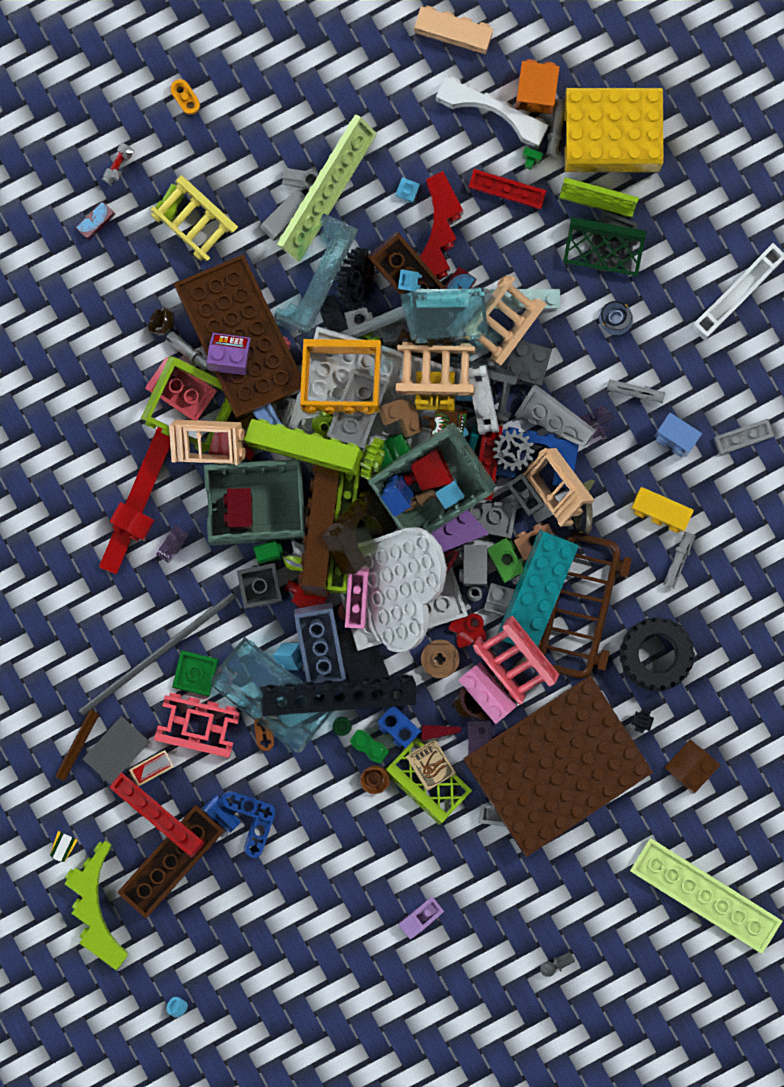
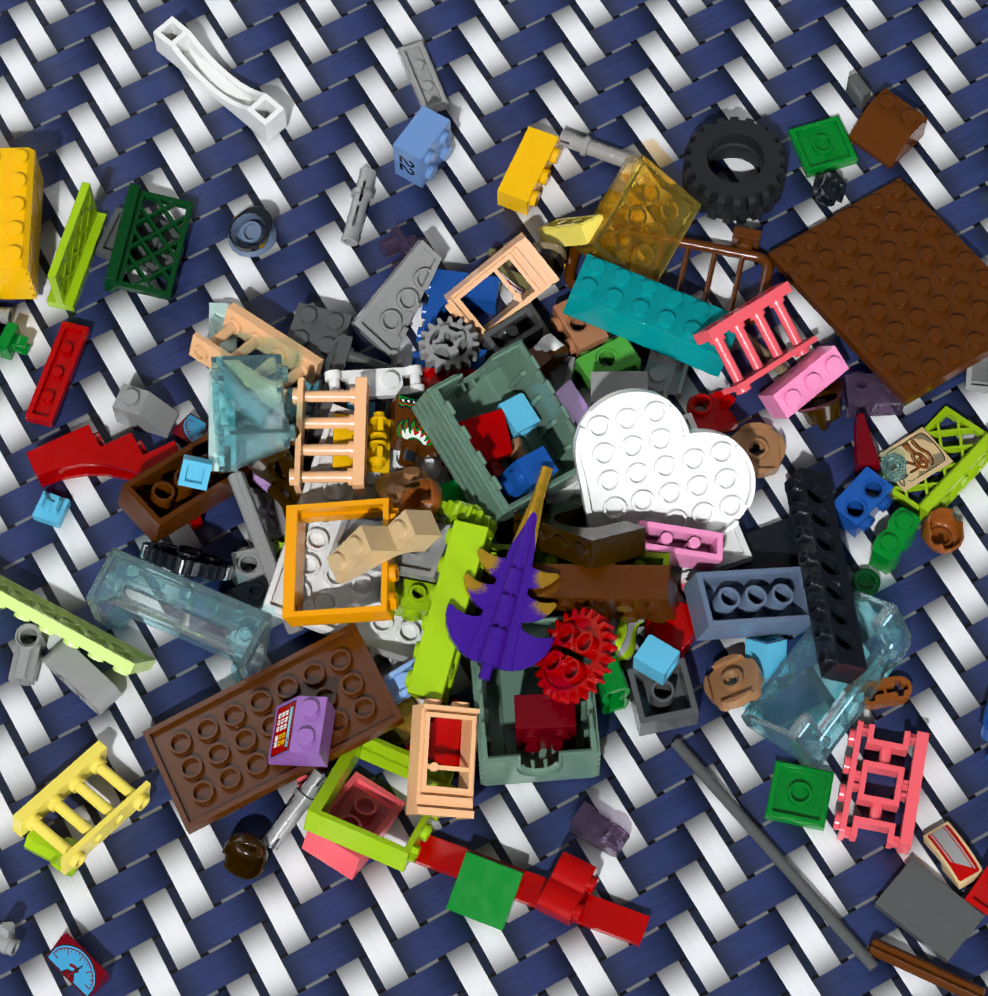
camera: 90 degrees left, 20 degrees down
(134, 471) = (485, 890): none -> green tile
(262, 641) = (743, 691): none -> medium nougat plate
(267, 526) = (587, 635): none -> red gear
(276, 581) = (656, 659): none -> medium azure panel
(284, 476) = (496, 635): none -> dark purple animal
(343, 402) = (376, 544): none -> tan arch
(381, 427) = (425, 497): none -> dark orange hair
(427, 753) = (900, 463): none -> clear light blue bush
(476, 248) = (144, 411): none -> light grey slope
(507, 514) = (549, 353): none -> reddish brown leg
(605, 536) = (571, 230): none -> light yellow slope
(608, 583) = (642, 219): none -> clear yellow slope
(682, 720) = (822, 146): none -> green tile
(725, 748) = (858, 91): none -> dark grey tile

